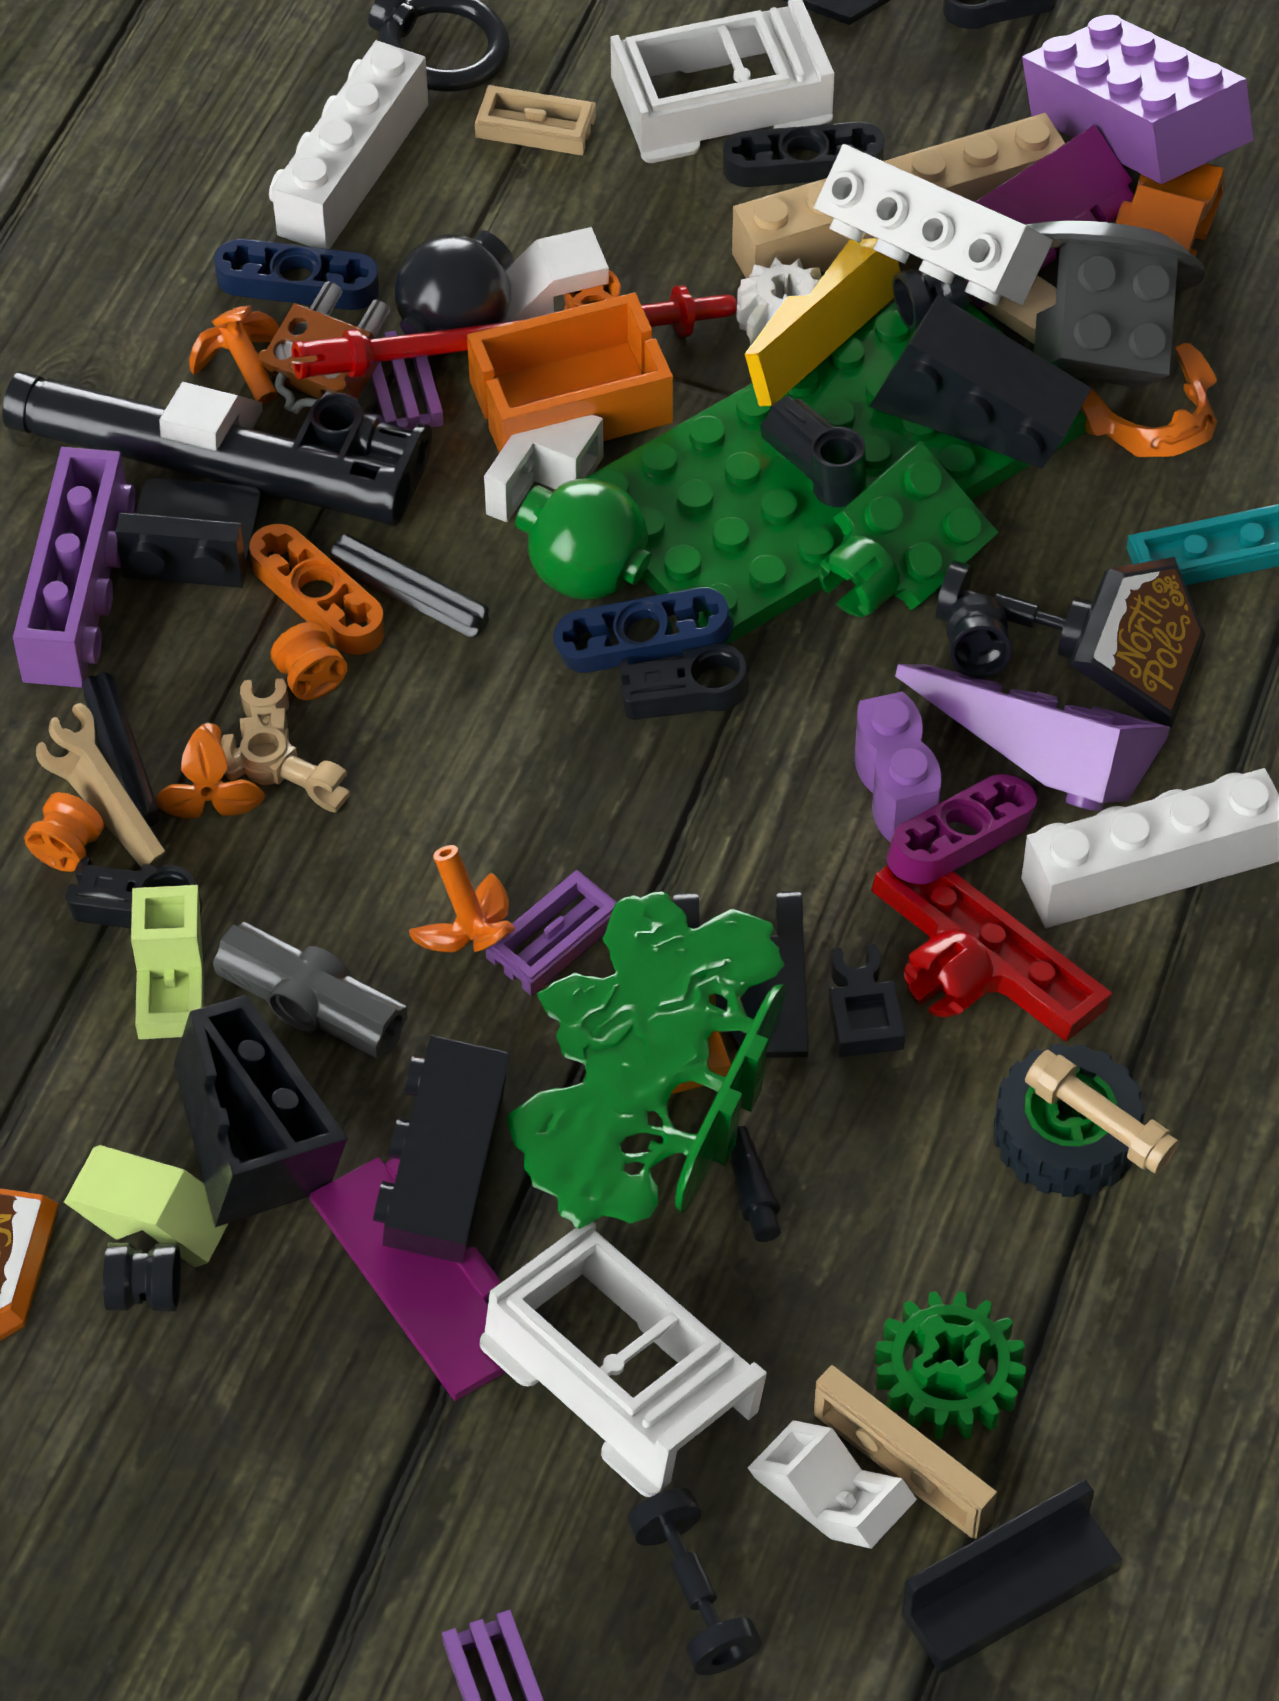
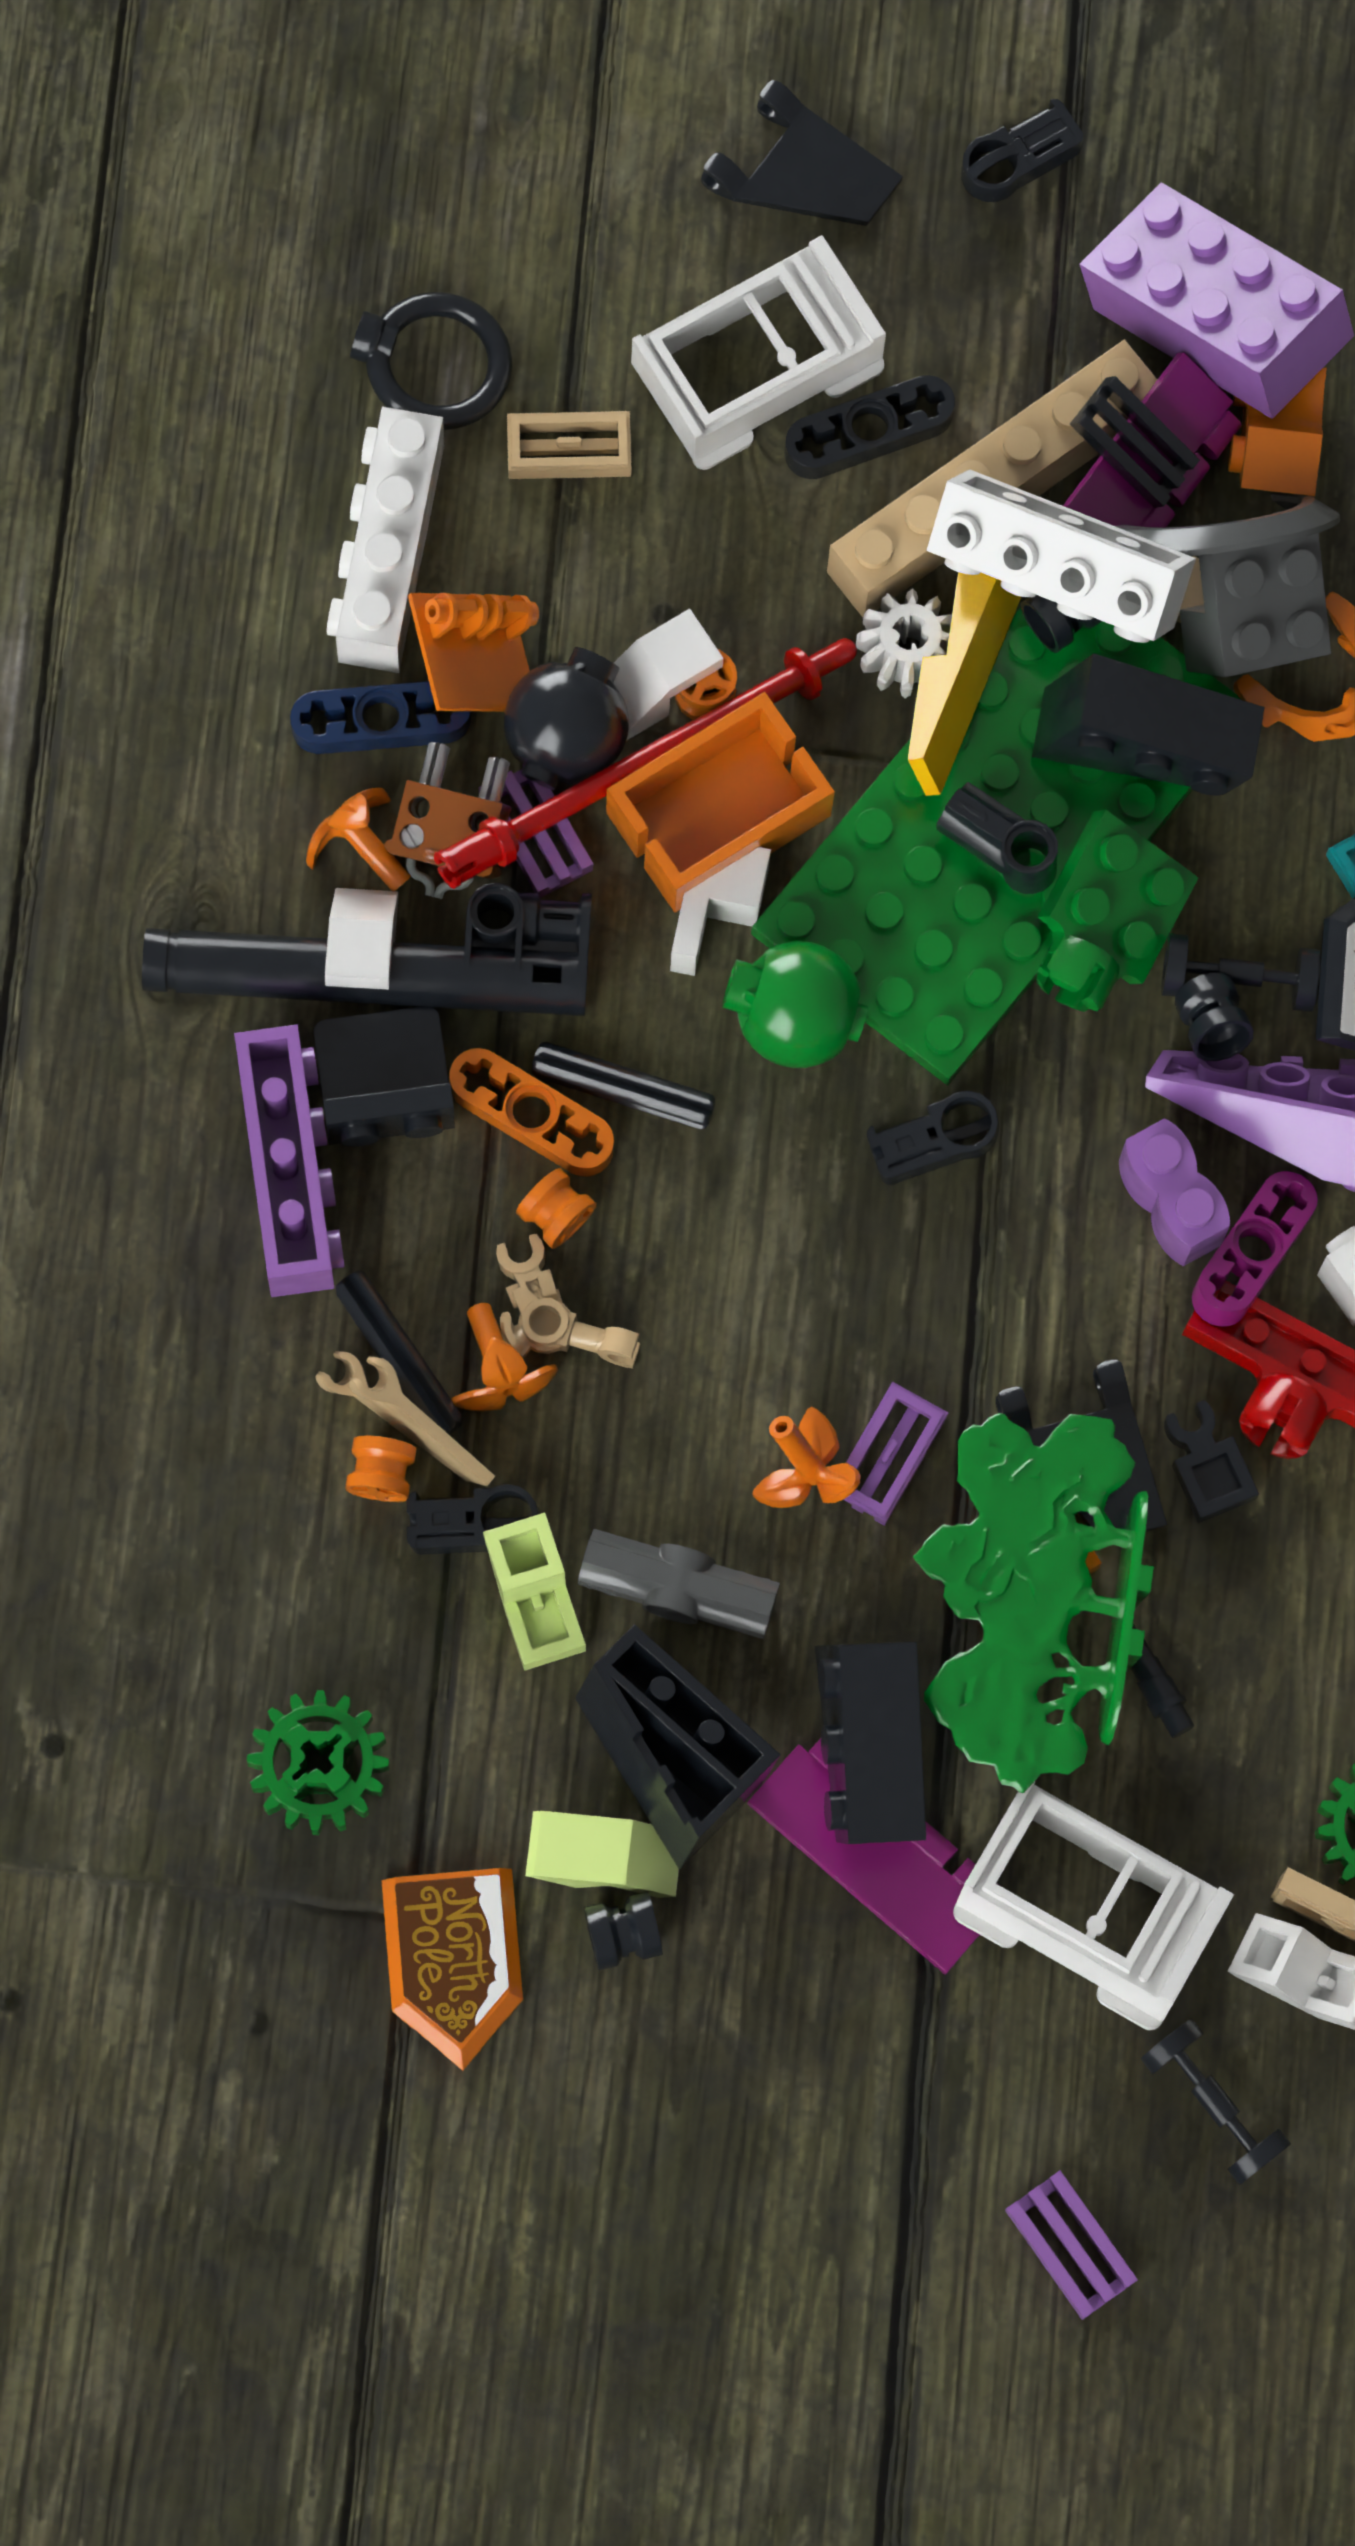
camera: 20 degrees left, 20 degrees up
(389, 220) = (472, 647): none -> orange hinge
(622, 615) = (841, 1120): dark blue beam -> none
(1036, 169) = (1150, 425): none -> black tile

